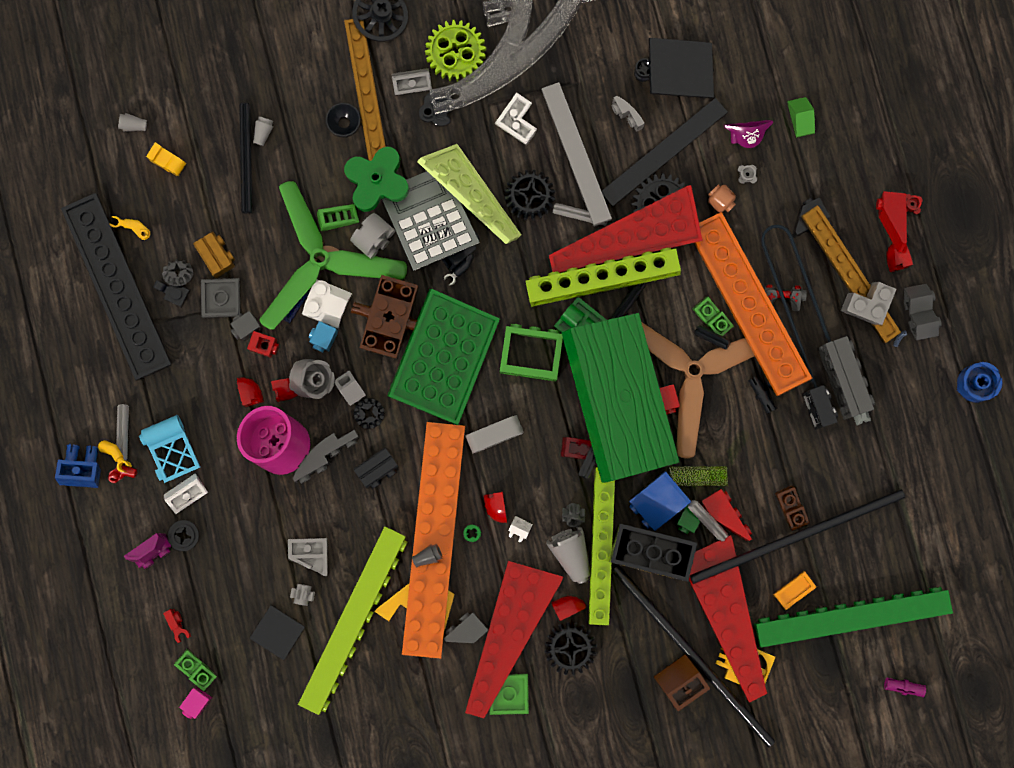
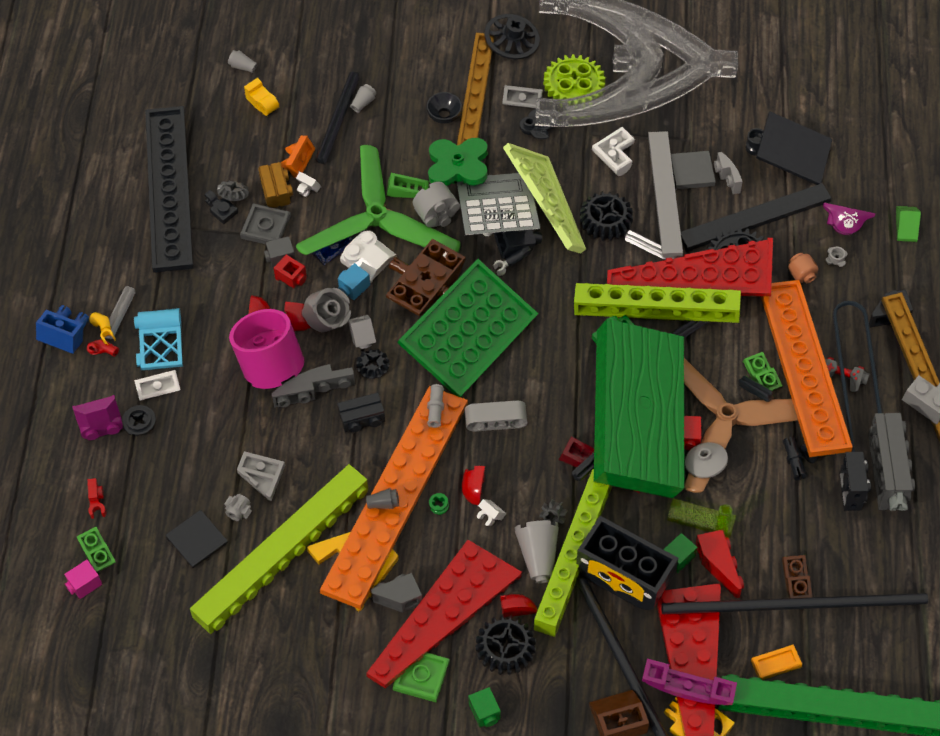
camera: 20 degrees right, 25 degrees down
(139, 229) = (209, 144): yellow arm -> none
(226, 212) = (300, 156): none -> orange tile
(244, 244) = (307, 184): none -> white tile
(441, 446) = (435, 406): none -> light grey pin
(530, 372) = (551, 368): bright green window -> none
(571, 710) = (484, 707): none -> green brick
(593, 117) = (692, 170): none -> dark grey tile
(659, 501) = (654, 518): blue slope -> none
(697, 429) = (708, 466): none -> light grey dish
(711, 524) = (698, 554): light grey axle -> none
(733, 644) = (688, 686): none -> magenta slope

